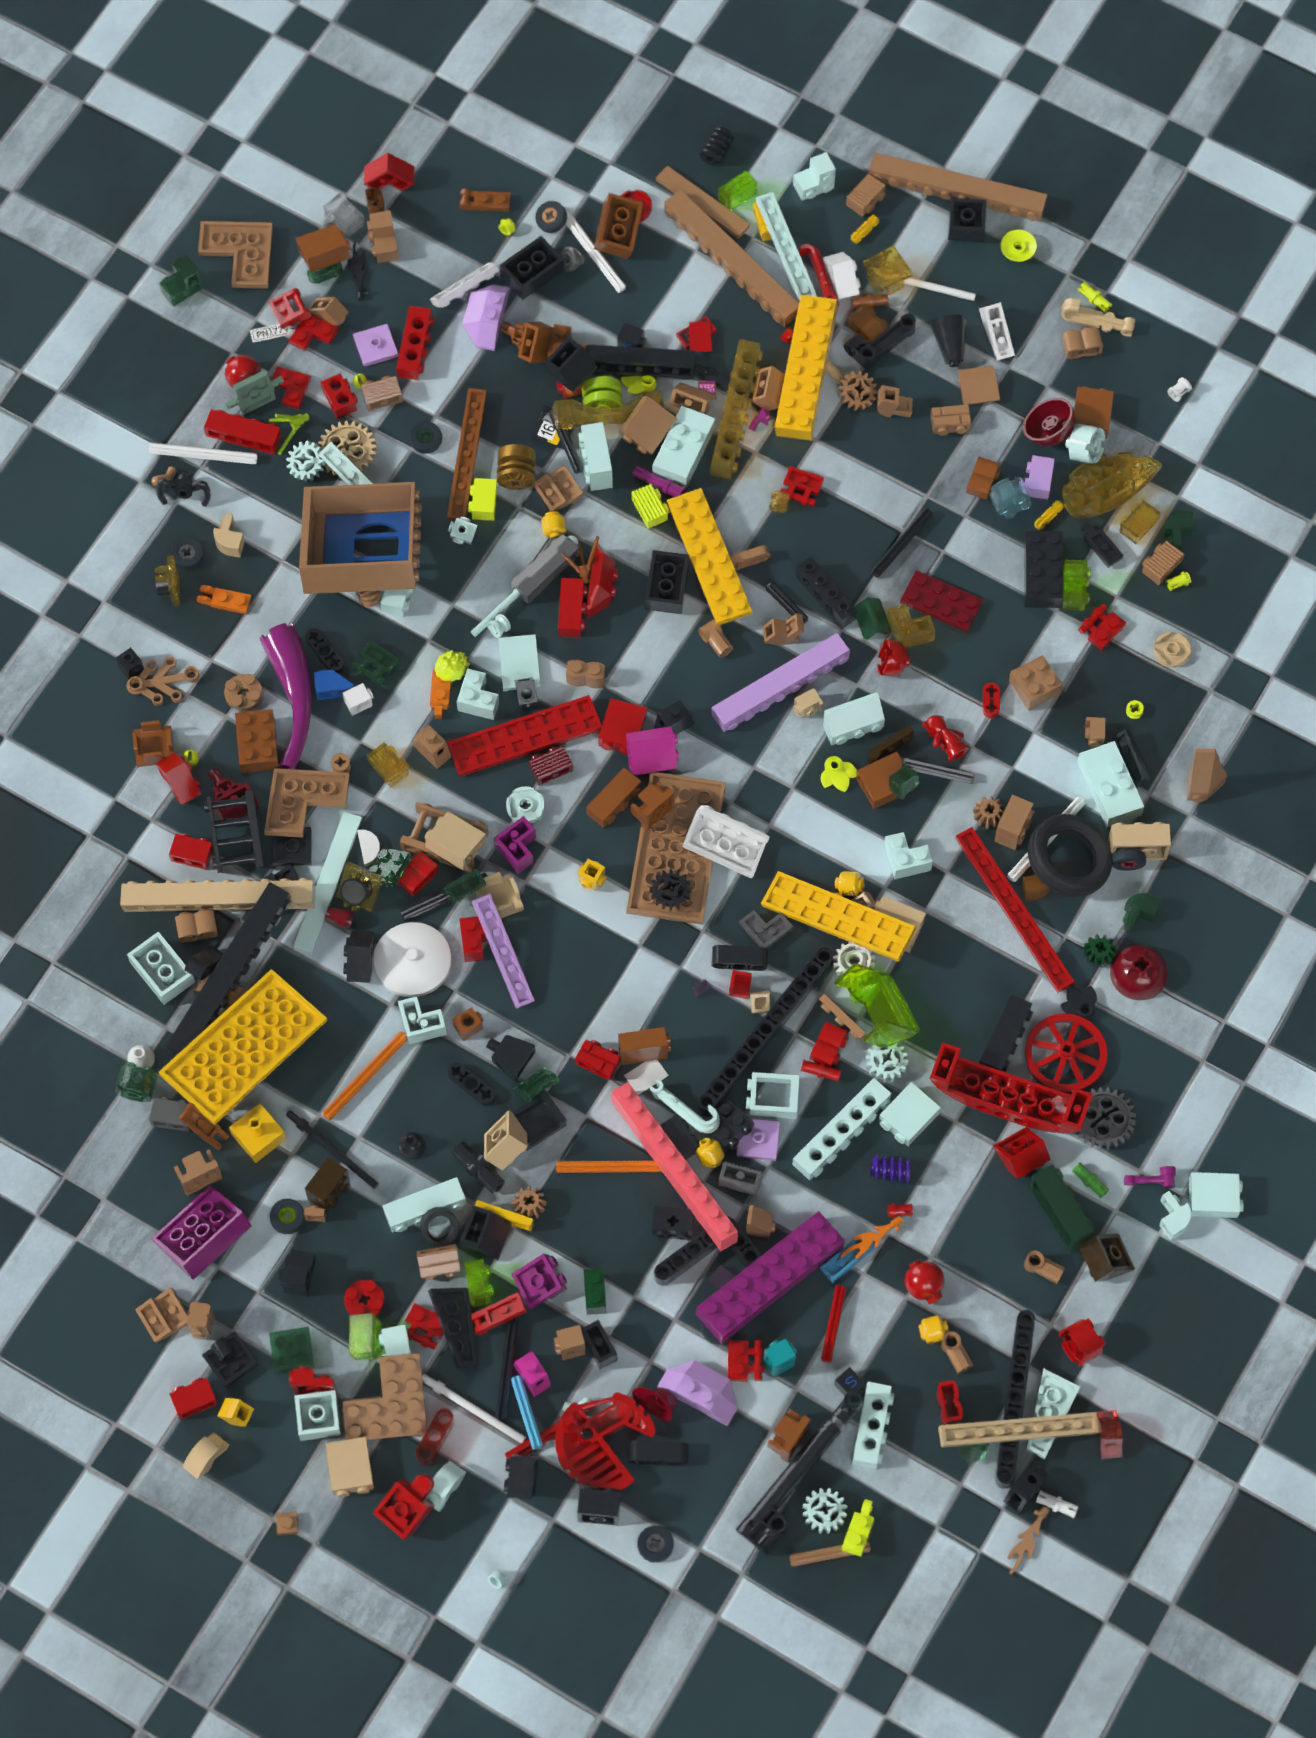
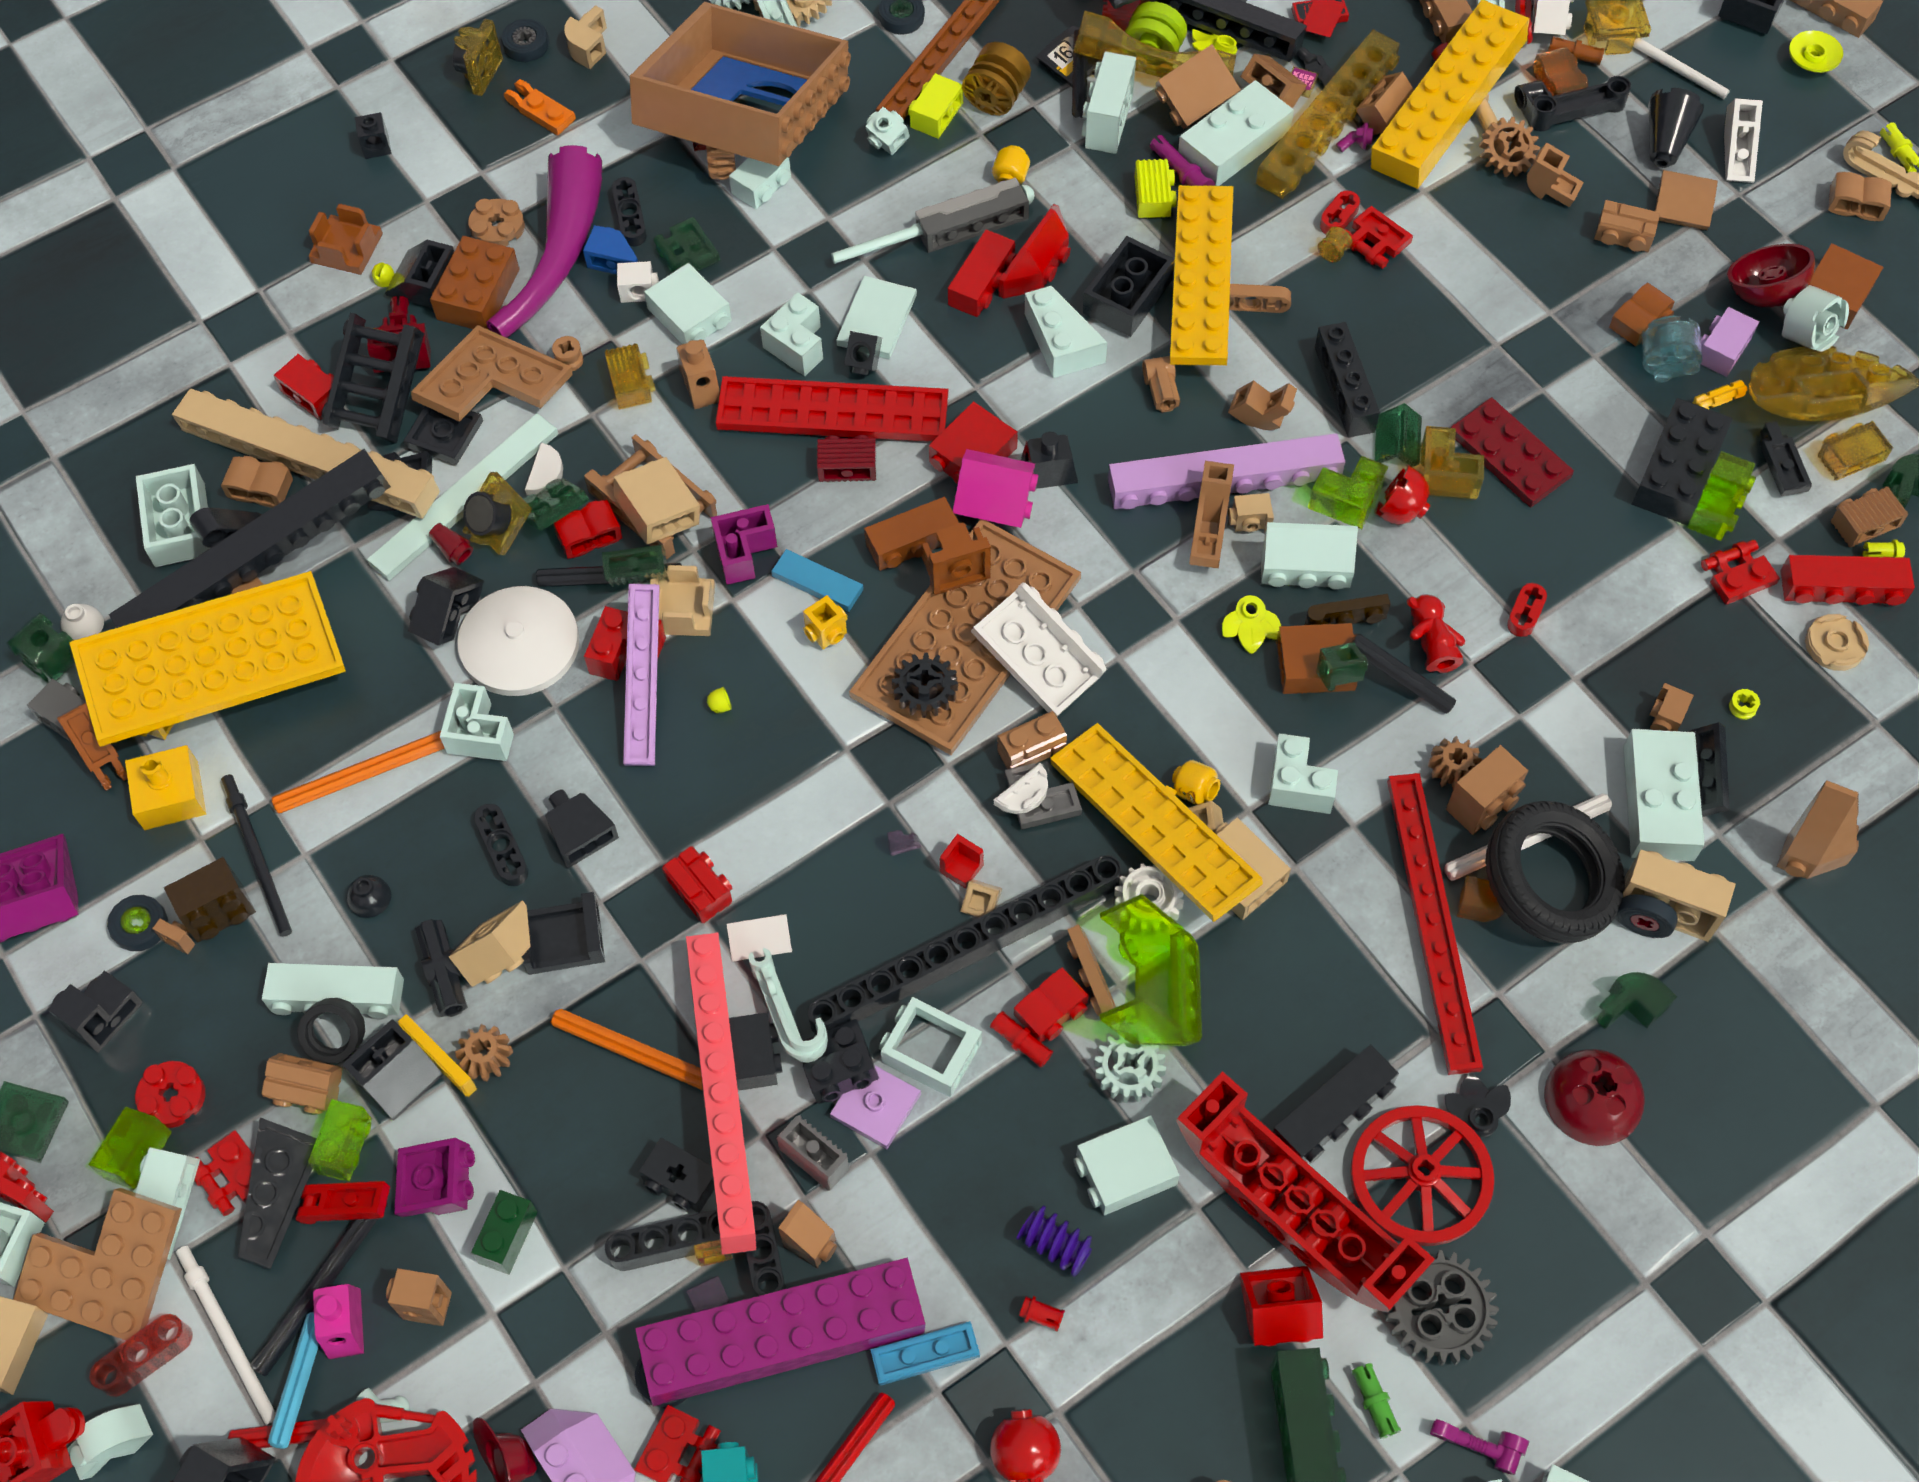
camera: 25 degrees right, 5 degrees down
(160, 680) = (372, 166): medium nougat plant -> none
(178, 776) = (344, 289): red brick -> none
(198, 1172) = (41, 812): medium nougat panel -> none
(219, 747) = (420, 272): none -> black slope
(399, 703) = (688, 305): none -> light aqua brick
(439, 695) = (751, 314): orange hinge -> none
(451, 666) = (780, 283): neon yellow hair -> none
(467, 1031) = (533, 748): dark orange brick -> none
(499, 625) = (872, 260): light aqua wheel -> none
(528, 795) = (783, 483): light aqua plate -> none
(535, 1084) = (586, 882): clear green plate -> none
(552, 948) = (719, 701): none -> neon yellow hinge
(558, 489) = (1042, 129): medium nougat slope -> none
(570, 849) = (817, 579): none -> dark azure tile
(583, 570) = (1023, 232): dark orange plant -> none
(589, 674) = (956, 360): medium nougat brick -> none
(599, 1344) = (462, 1320): black brick -> none
(640, 630) = (1062, 333): none -> light aqua wedge
(644, 1045) = (770, 890): dark orange brick -> none
(710, 1153) = (788, 1093): yellow head -> none
(711, 1254) = (710, 1253): none -> clear yellow tile
(739, 957) = (981, 823): black beam -> none
(746, 898) = (1032, 741): none -> medium nougat brick
(758, 929) = (1025, 793): none -> white tile
(768, 476) = (1335, 210): none -> red beam
(785, 601) = (1284, 371): black axle -> none
(786, 716) = (1211, 514): none -> medium nougat arch
(813, 1168) = (1083, 1104): light aqua brick -> none
(860, 671) = (1346, 497): none -> clear neon green brick
(869, 1237) = (970, 1336): orange piece -> none
(901, 543) = (1486, 356): black axle -> none
(1035, 682) = (1605, 608): medium nougat brick -> none
(1099, 943) = (1556, 1040): dark green gear -> none
(1164, 608) = (1847, 579): none -> red brick

